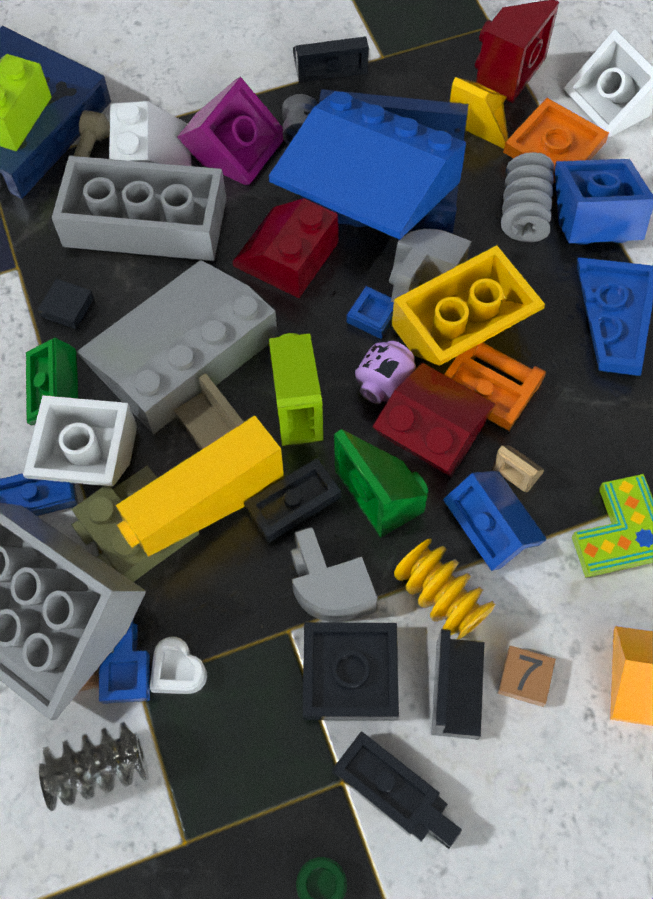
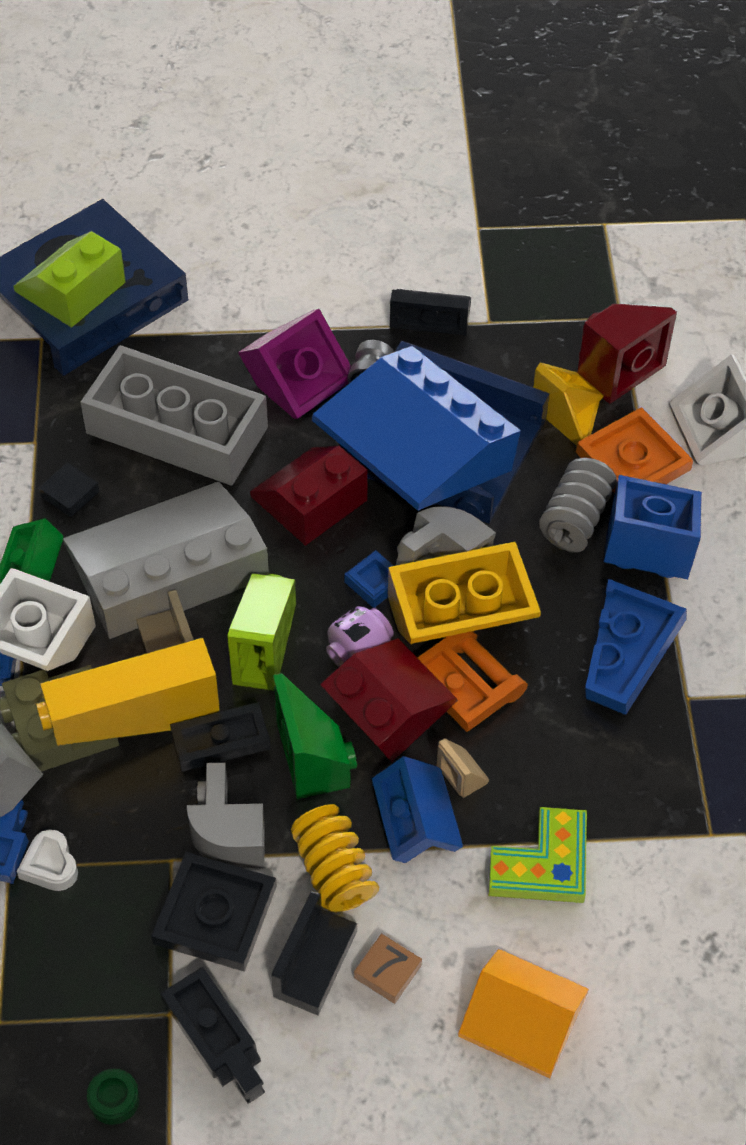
camera: 15 degrees right, 10 degrees down
(92, 127) = (157, 321): dark tan piece -> none
(146, 134) = (207, 344): white slope -> none

